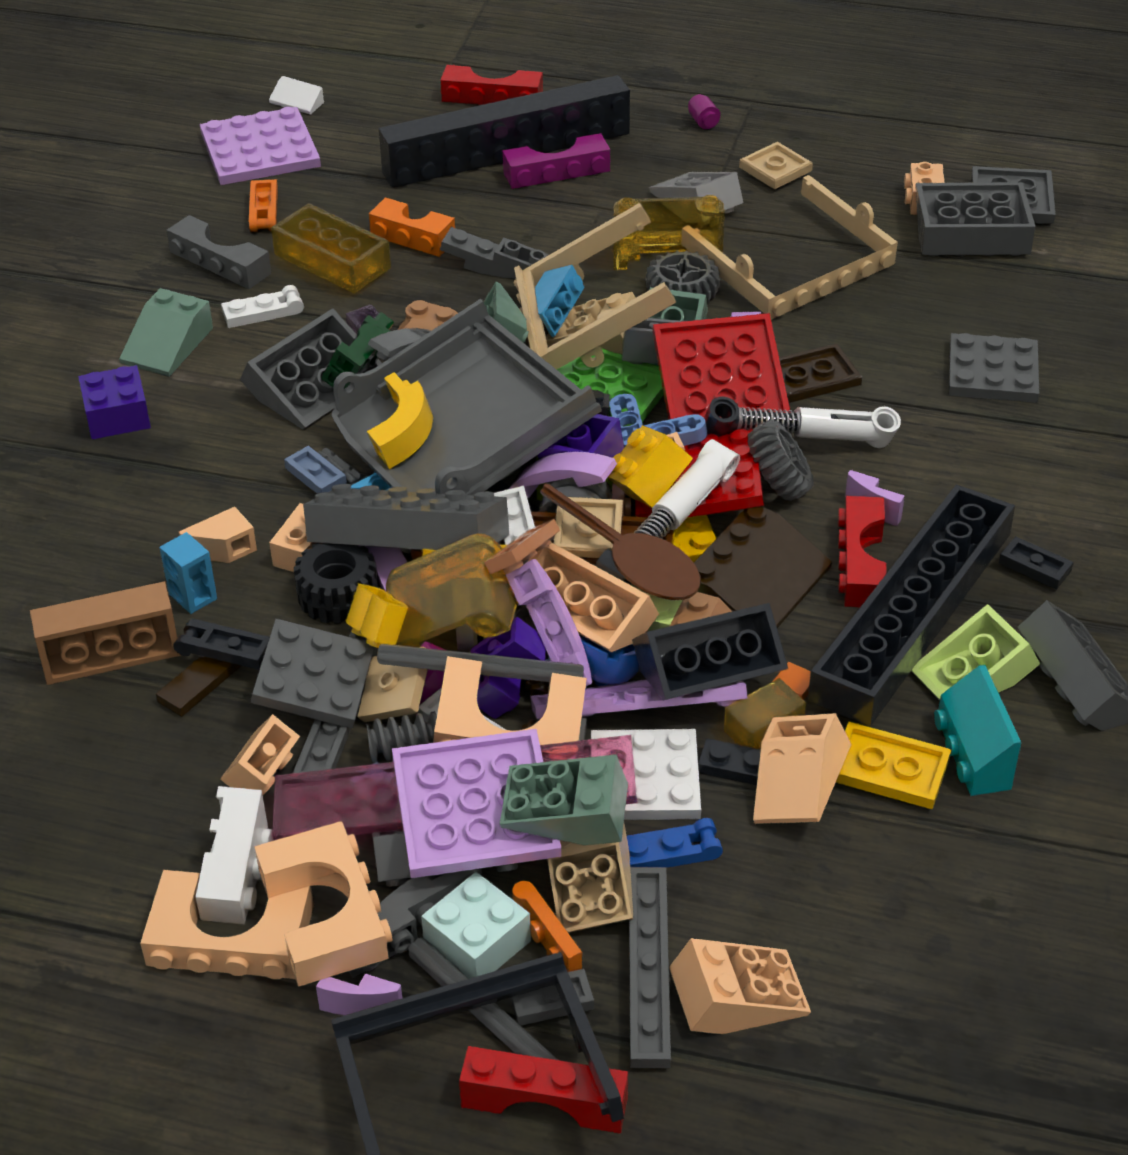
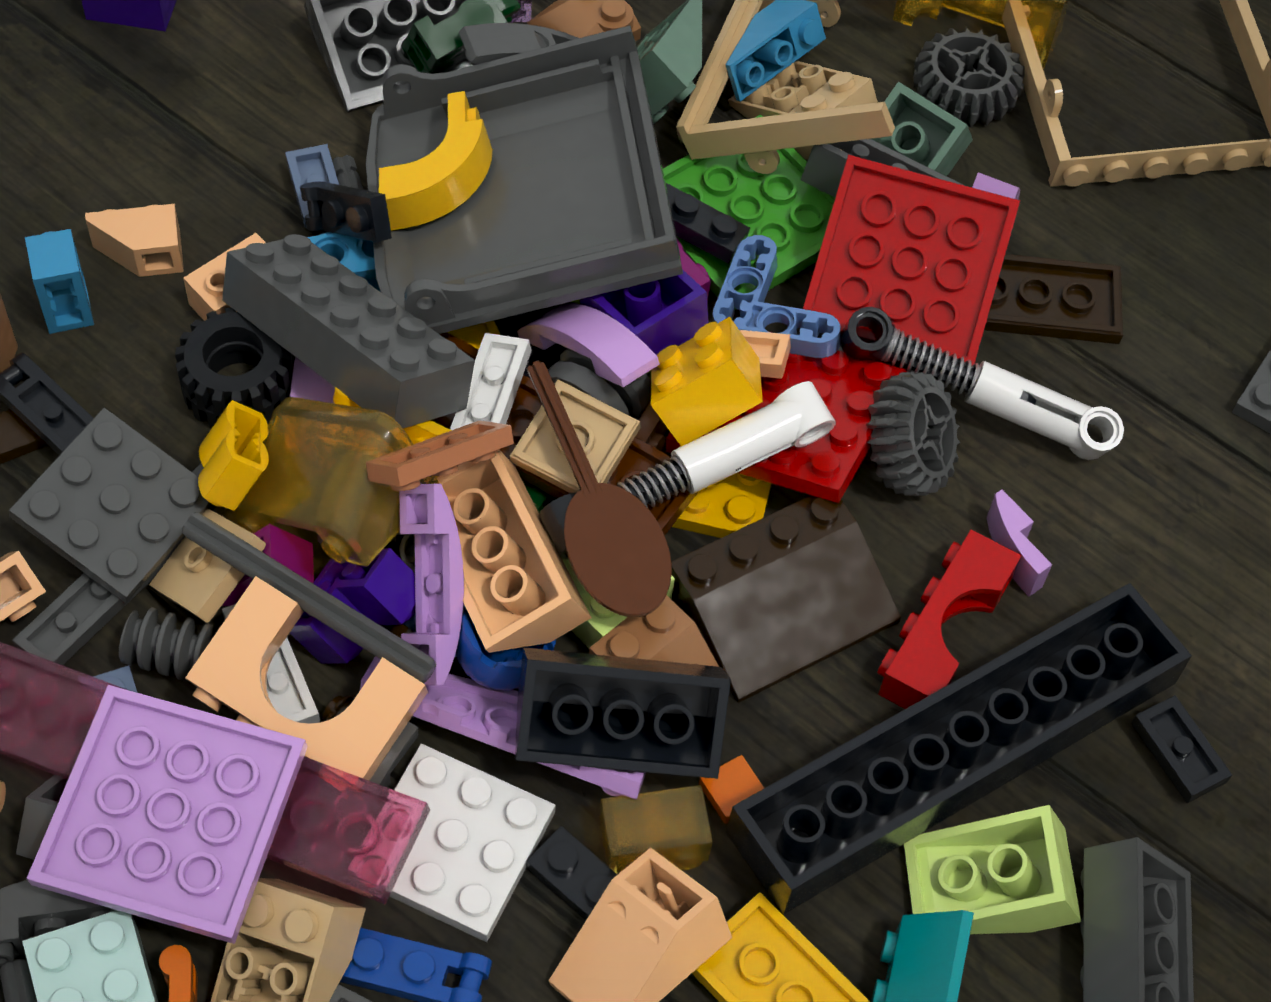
camera: 20 degrees right, 15 degrees up
(357, 464) = (346, 211): none -> black plate
(567, 800) = (270, 875): sand green slope -> none

